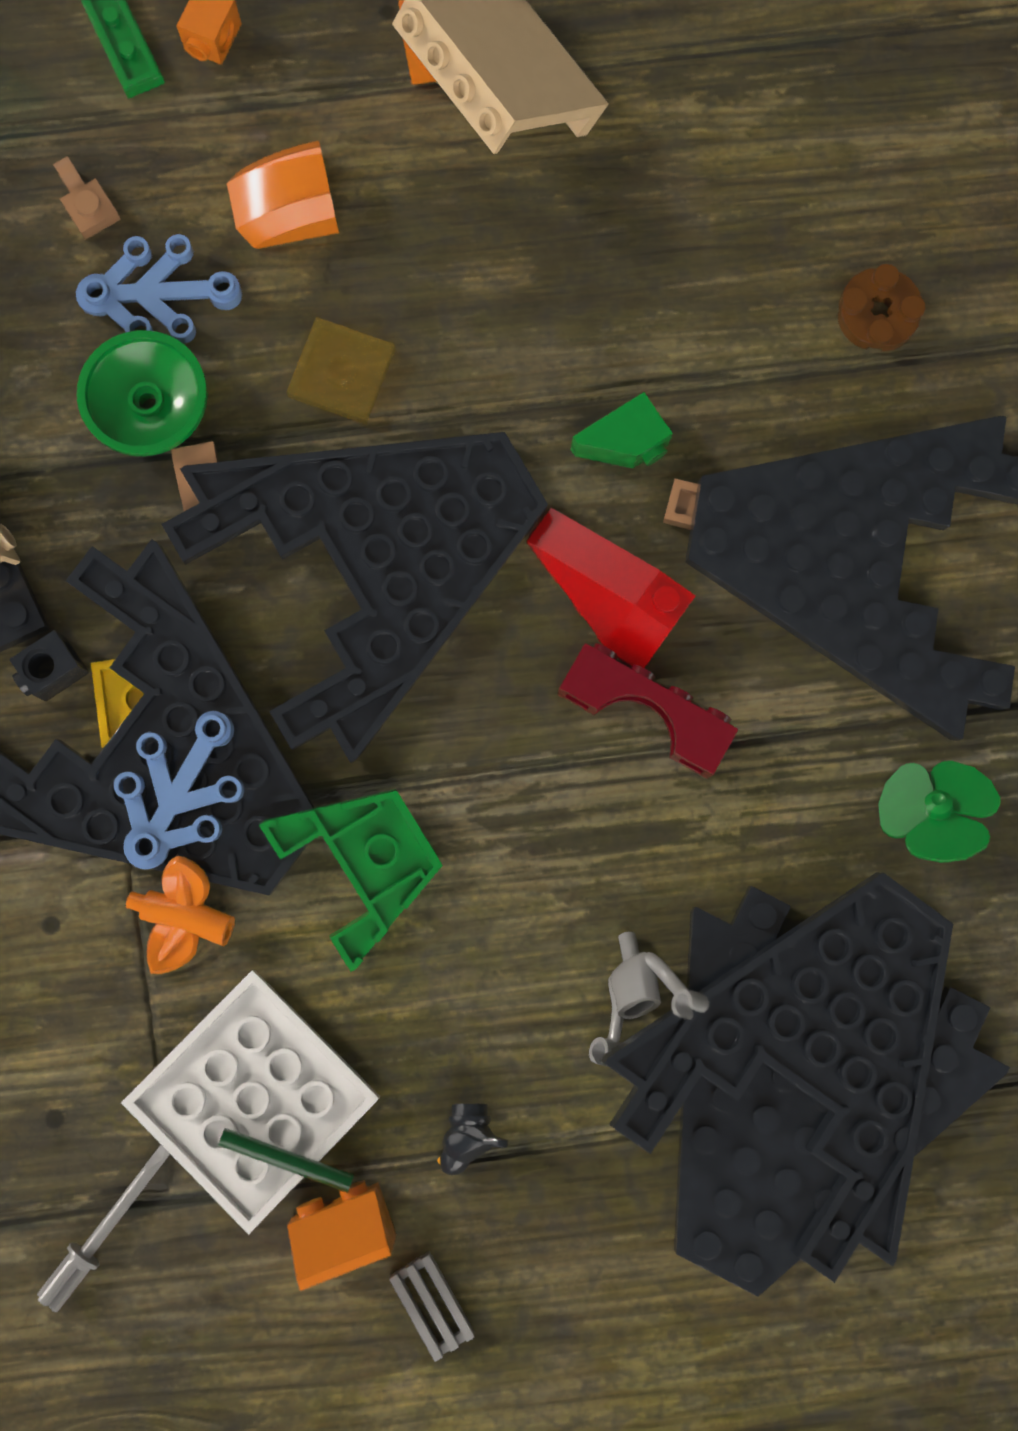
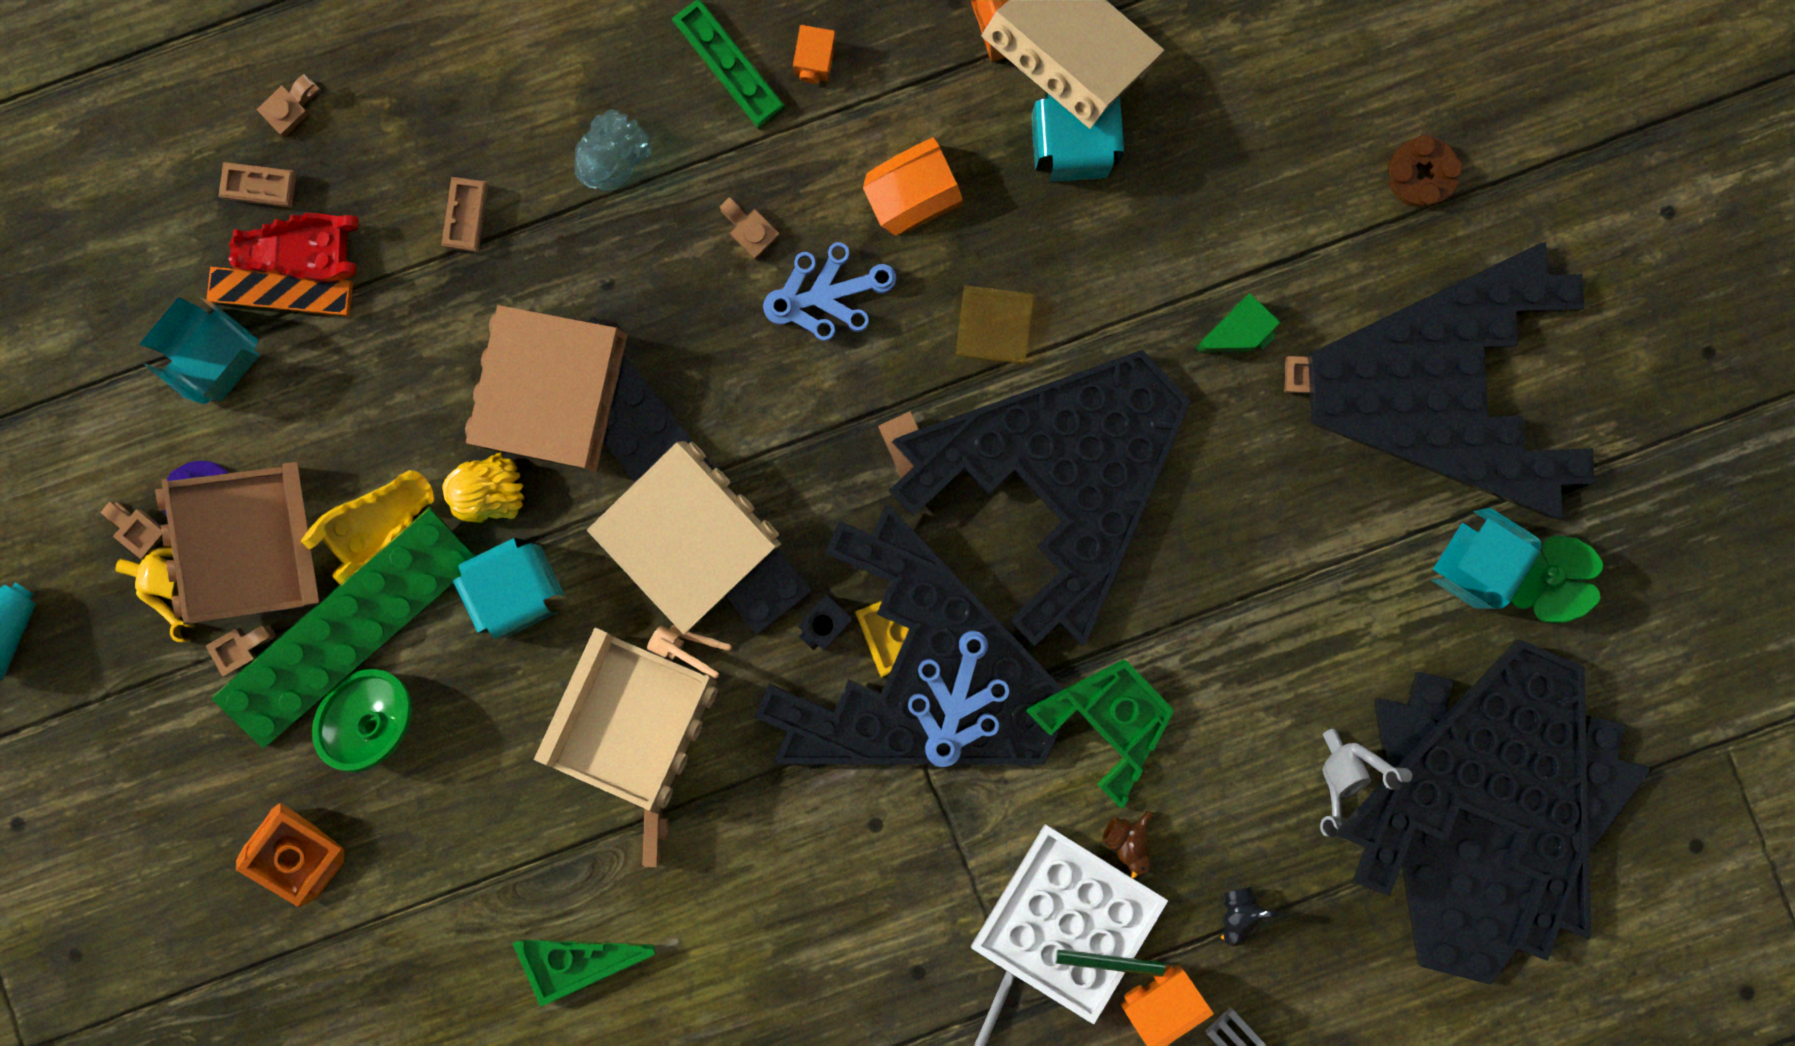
camera: 10 degrees left, 5 degrees up
(129, 372) = (838, 360): green dish -> none
(180, 916) = (978, 796): orange plant -> none
(350, 1016) = (1130, 842): none -> reddish brown animal
(481, 184) = (1075, 148): none -> teal piece
(615, 592) = (1262, 462): red wedge -> none
(696, 735) = (1349, 563): dark red arch -> none
(861, 766) = (1487, 563): none -> teal piece

